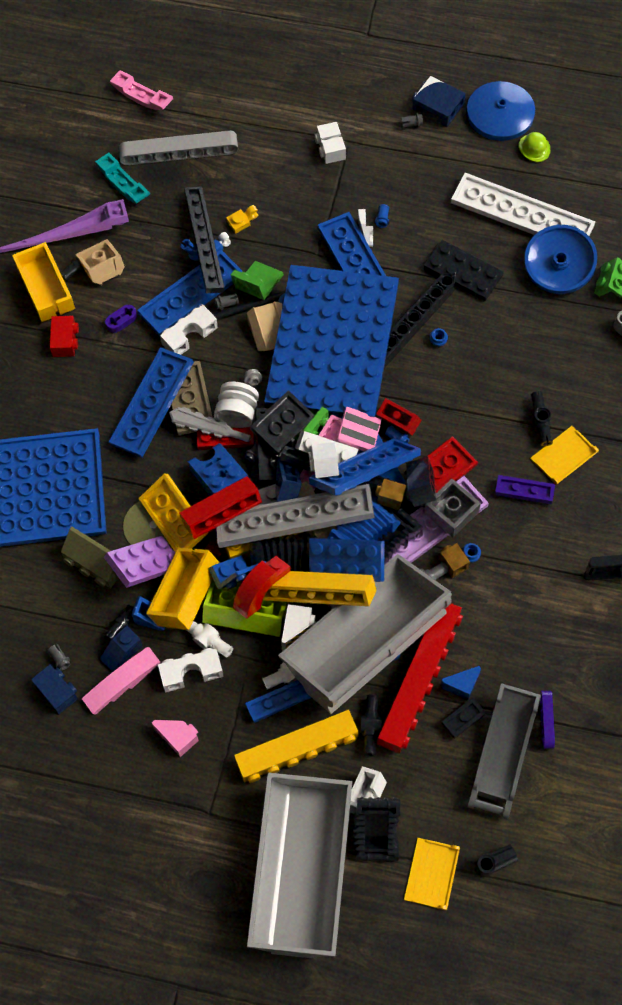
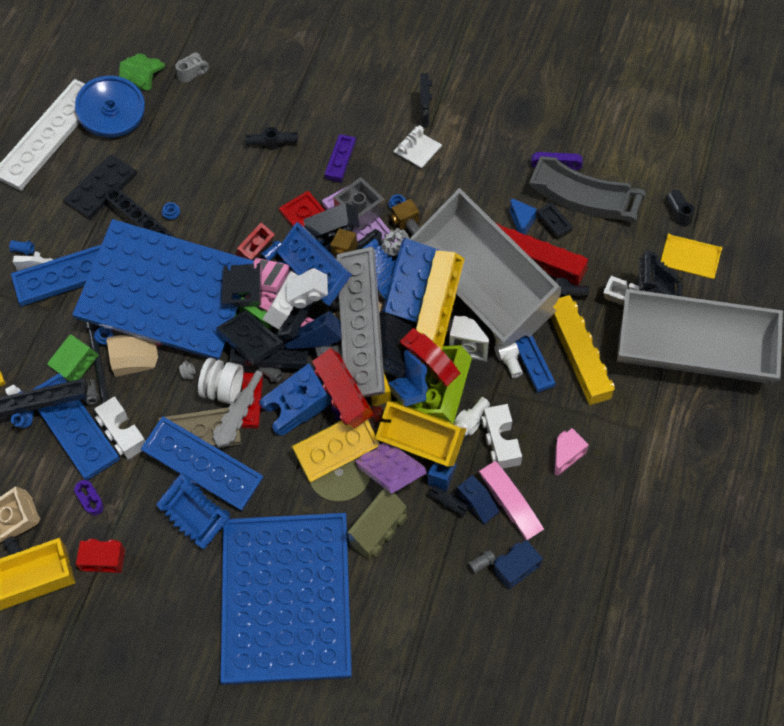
camera: 85 degrees left, 5 degrees down
(103, 400) = (192, 511): none -> blue piece
(342, 406) = (242, 280): none -> black container
(403, 547) = (388, 247): none -> light grey gear
(549, 568) = (417, 147): none -> white hinge
(564, 455) = (311, 129): yellow piece -> none

